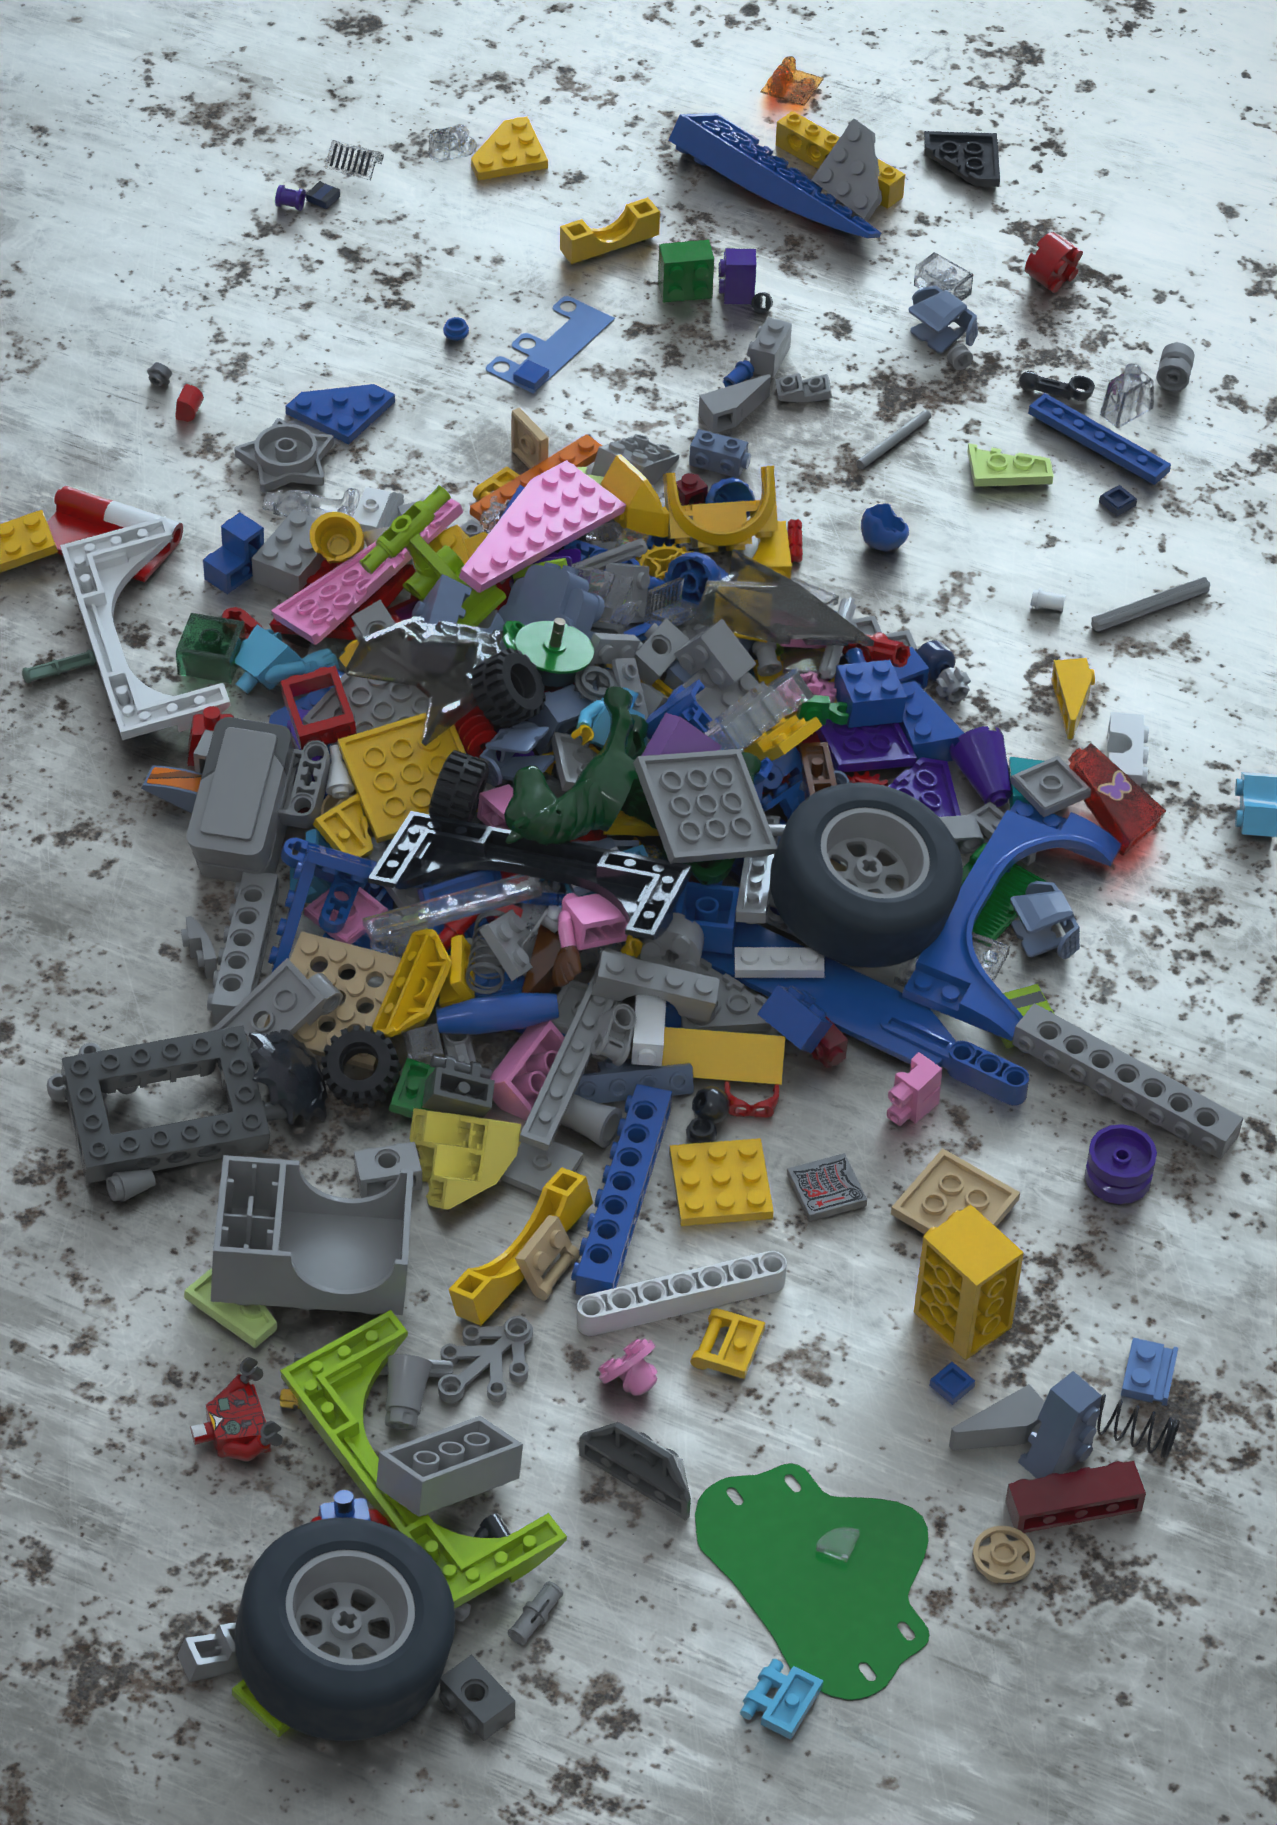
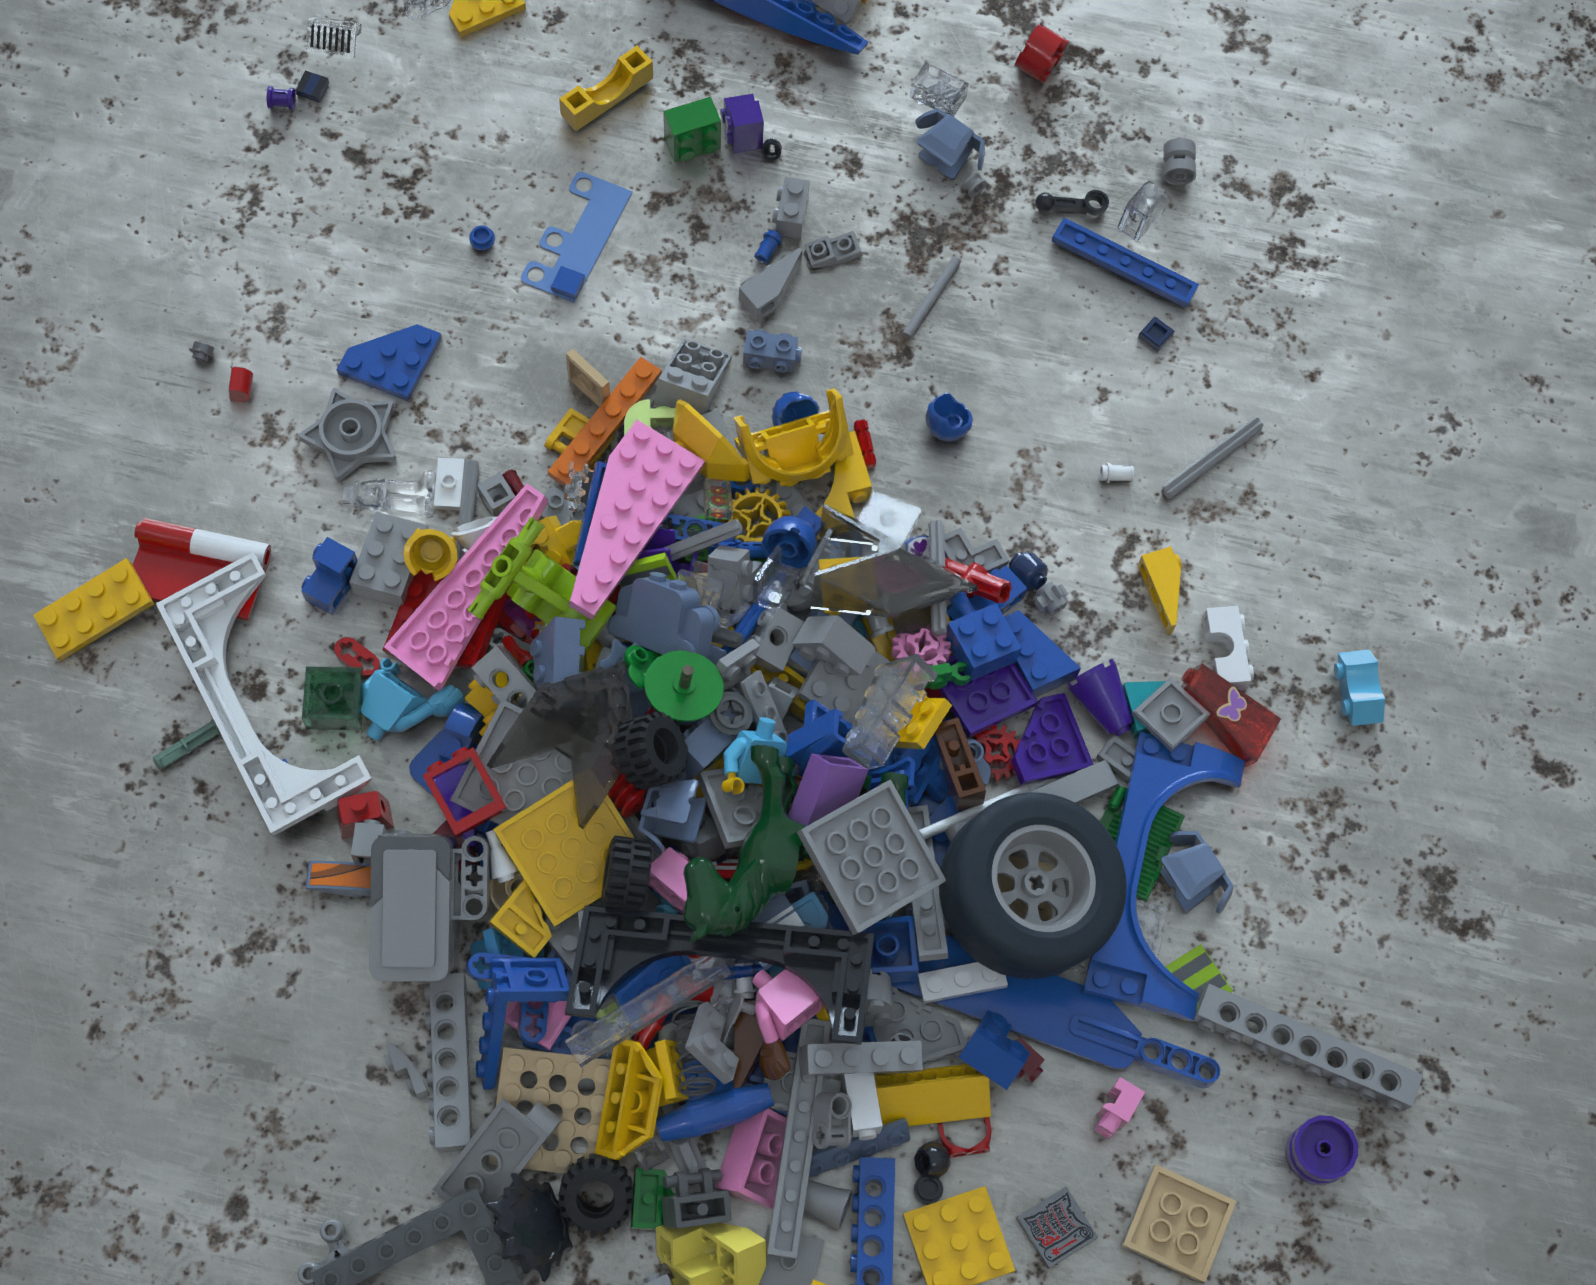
camera: 15 degrees left, 20 degrees up
(693, 488) = (752, 407): dark red brick -> none
(1000, 469) = (1044, 317): yellowish green wing -> none

